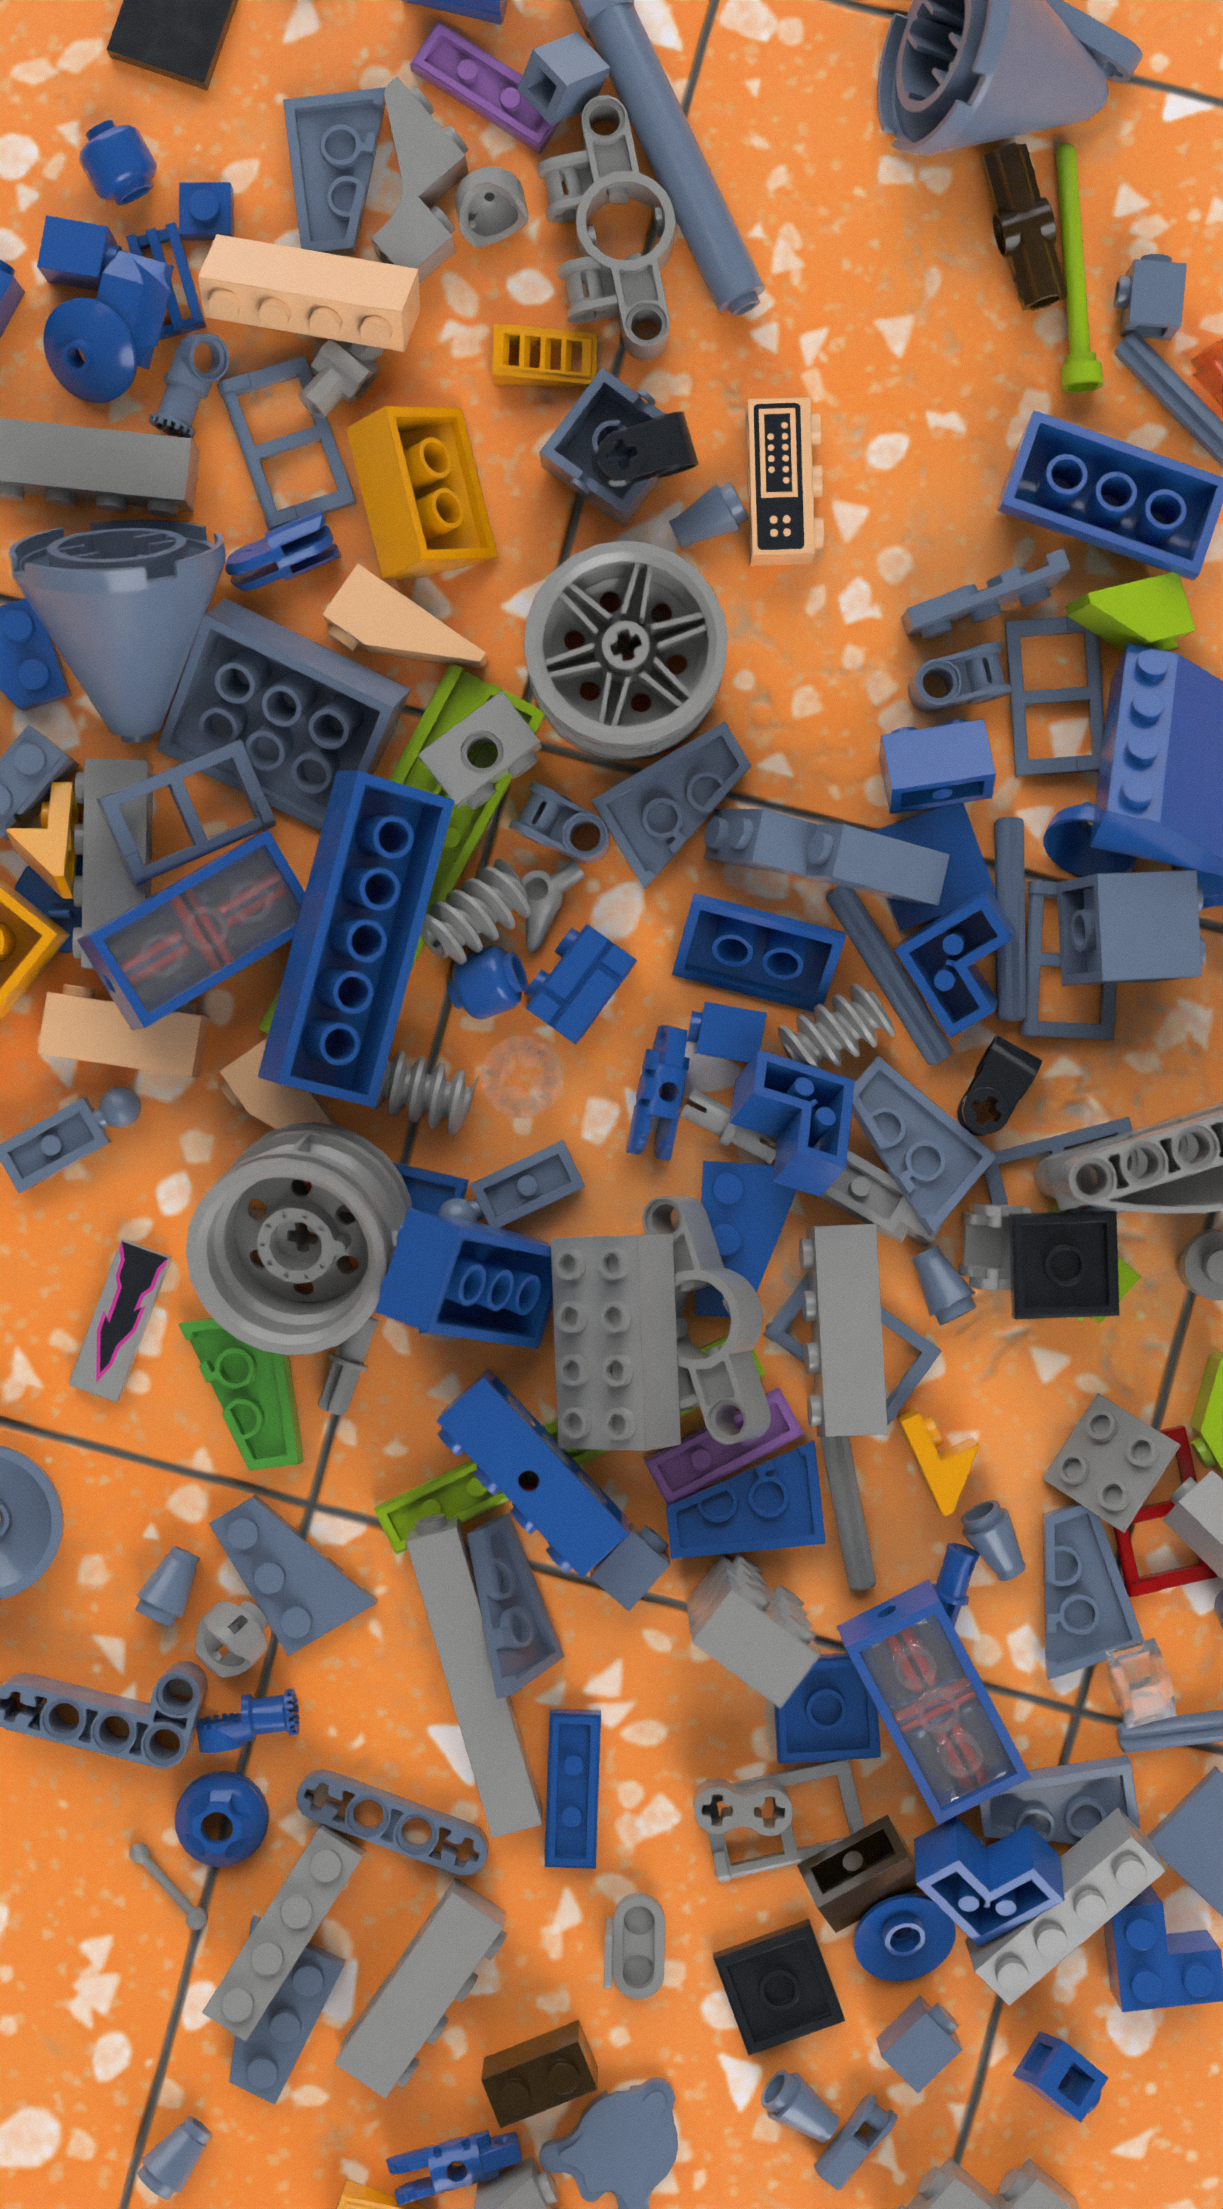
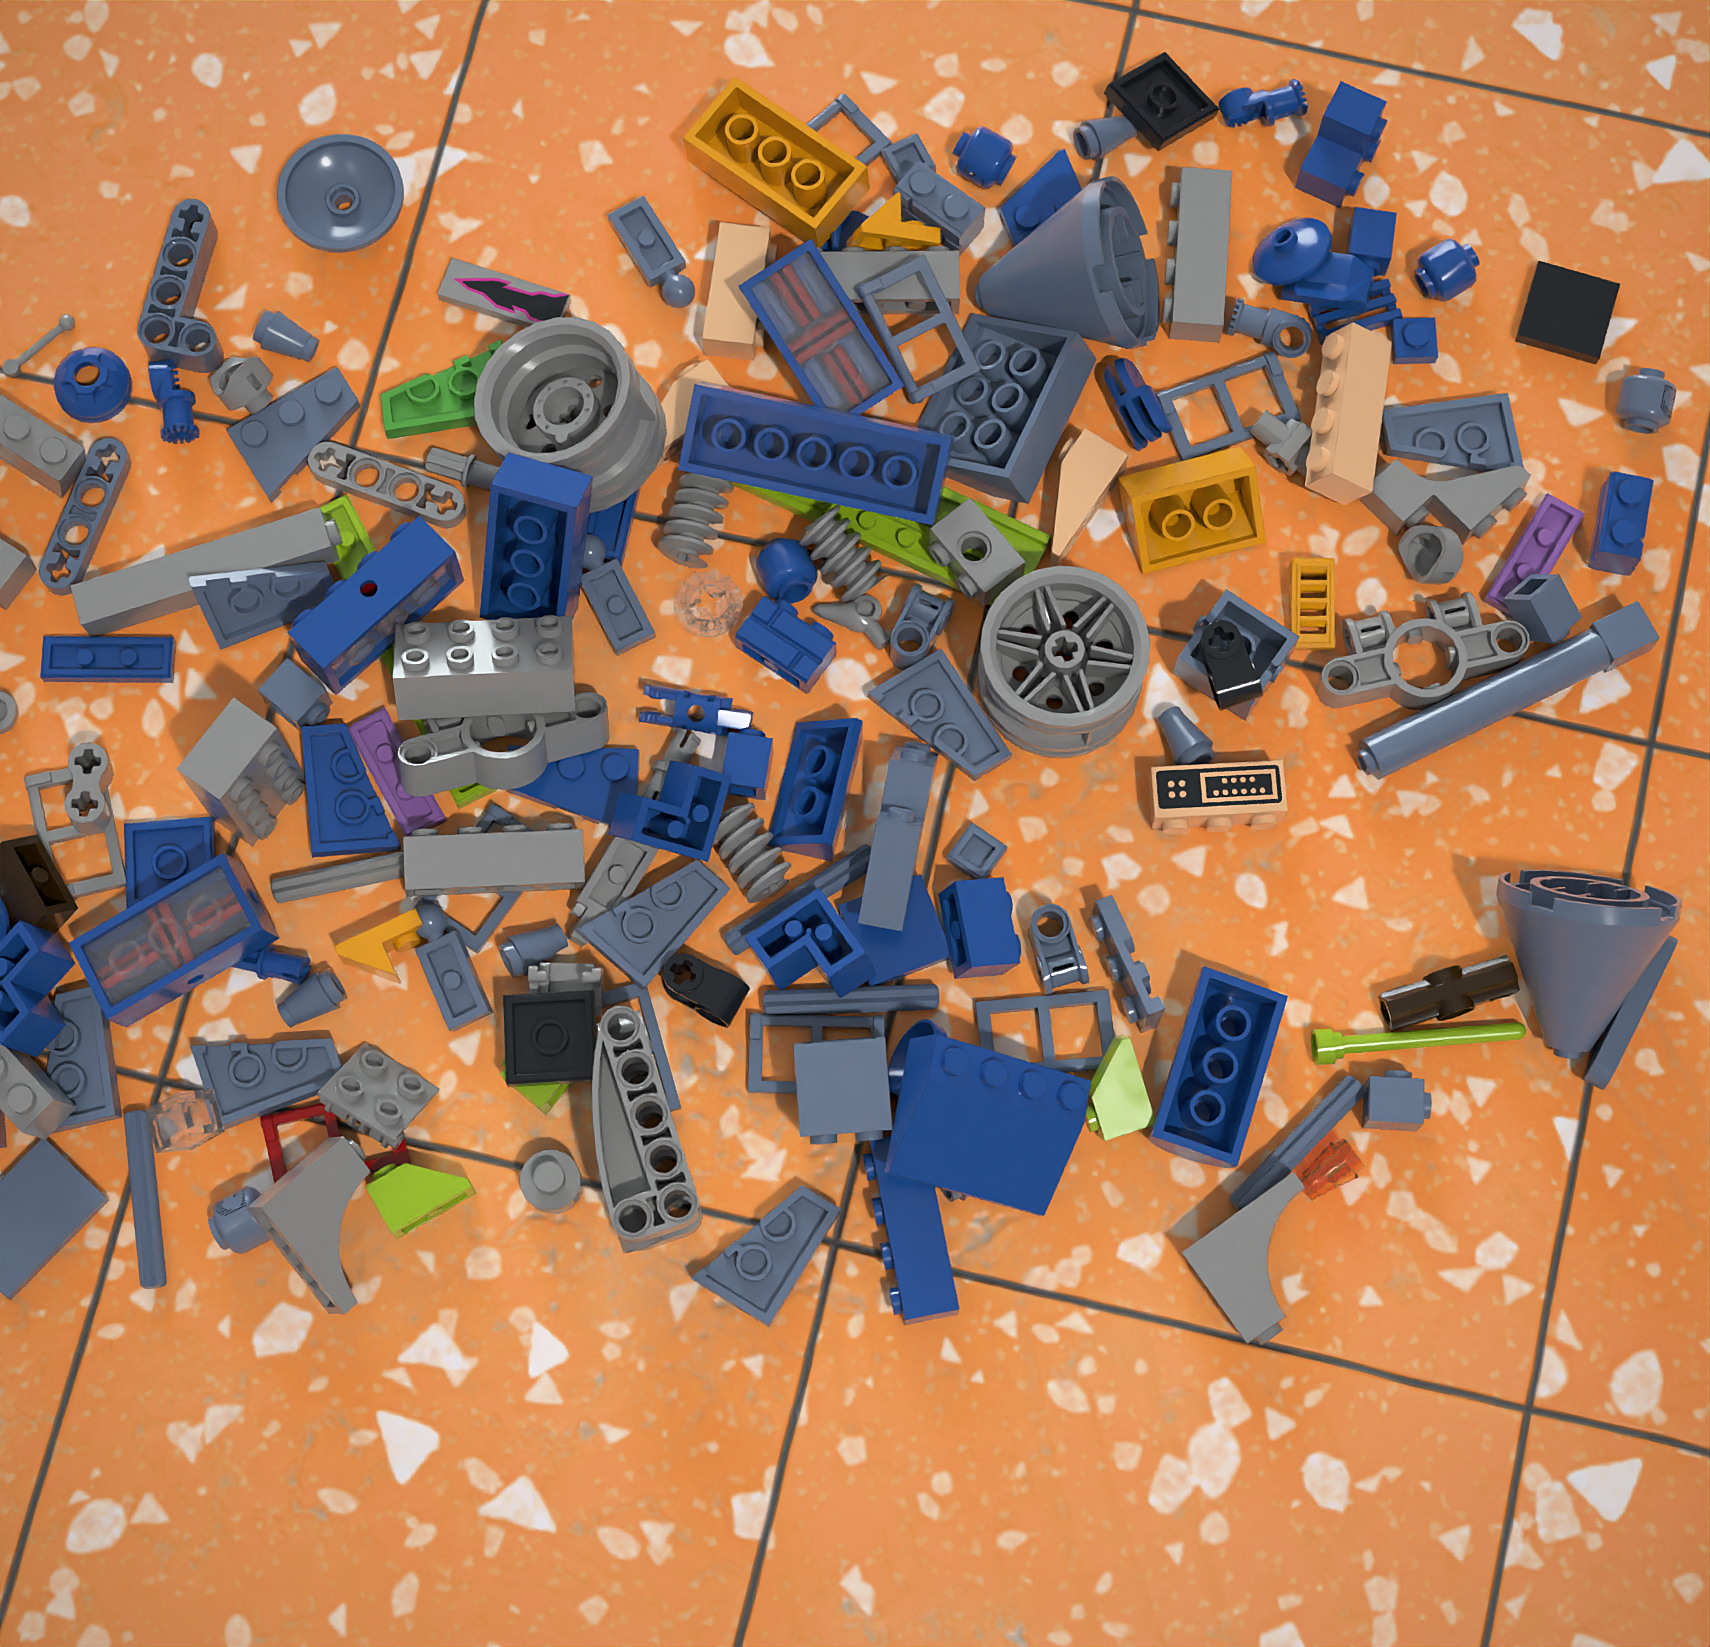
camera: 85 degrees right, 15 degrees down
(358, 1459) = (389, 480): none -> light grey beam
(837, 768) = (976, 853): none -> sand blue tile
(967, 1381) = (450, 971): none -> sand blue plate

